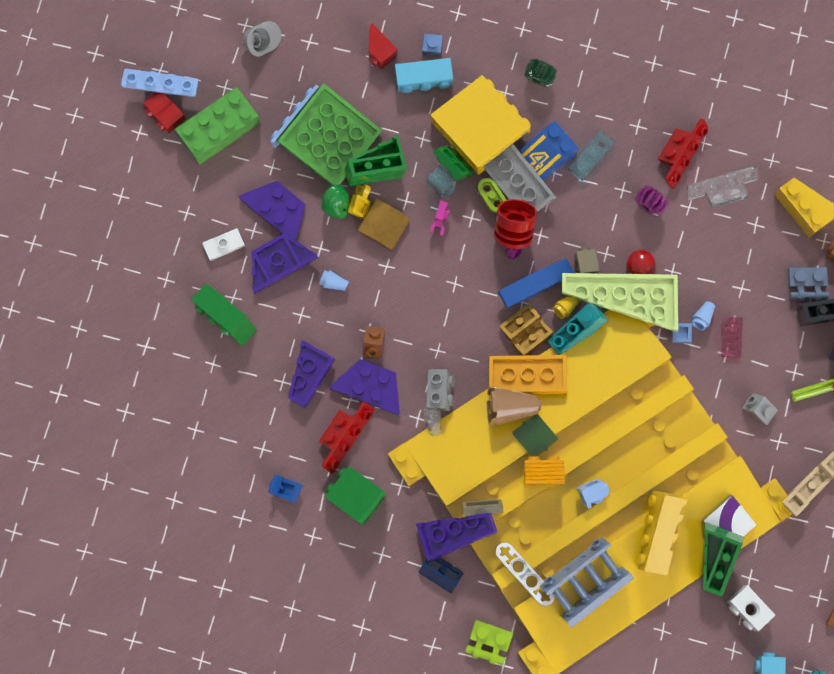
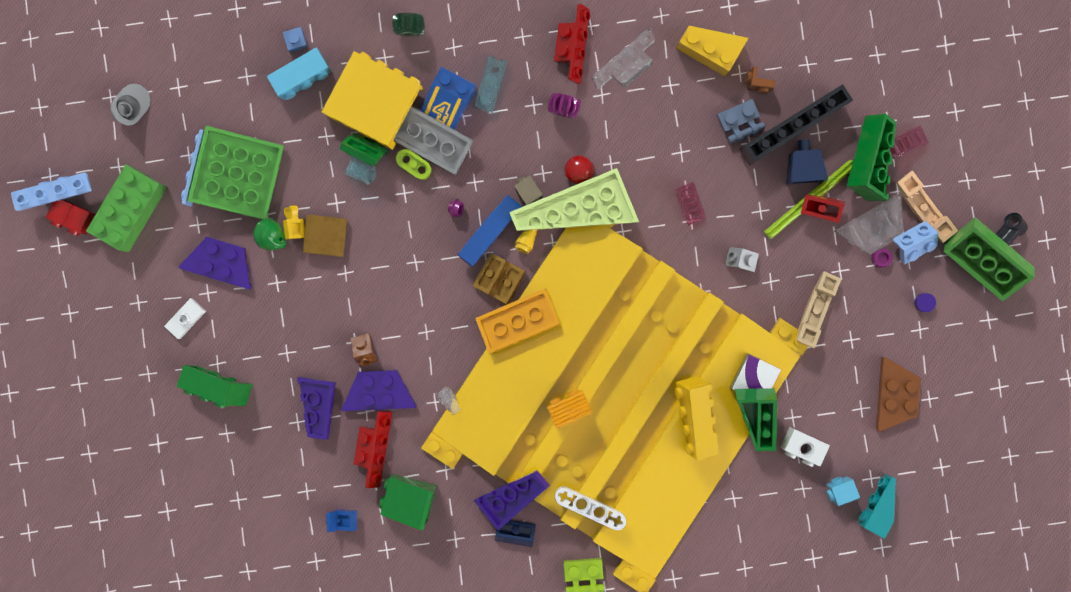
camera: 20 degrees left, 10 degrees up
(277, 260) = (241, 312): dark purple wing -> none
(333, 281) = (300, 310): light blue cone -> none
(377, 164) = (292, 182): green wedge -> none
(380, 48) = (246, 66): red slope -> none
(439, 389) = (443, 370): light grey bracket -> none
(442, 213) = (374, 203): dark pink plate -> none
(482, 507) = (526, 465): dark tan plate -> none
(510, 405) = (513, 359): medium nougat cone -> none
(515, 223) = (445, 184): red wheel -> none
(535, 435) = (547, 377): clear green piece -> none
(578, 328) = (546, 257): teal slope -> none
(593, 492) = (621, 405): light blue brick -> none
(603, 590) = (662, 501): sand blue fence -> none
(683, 335) = (645, 220): medium blue plate -> none
(702, 318) = (656, 195): light blue cone -> none

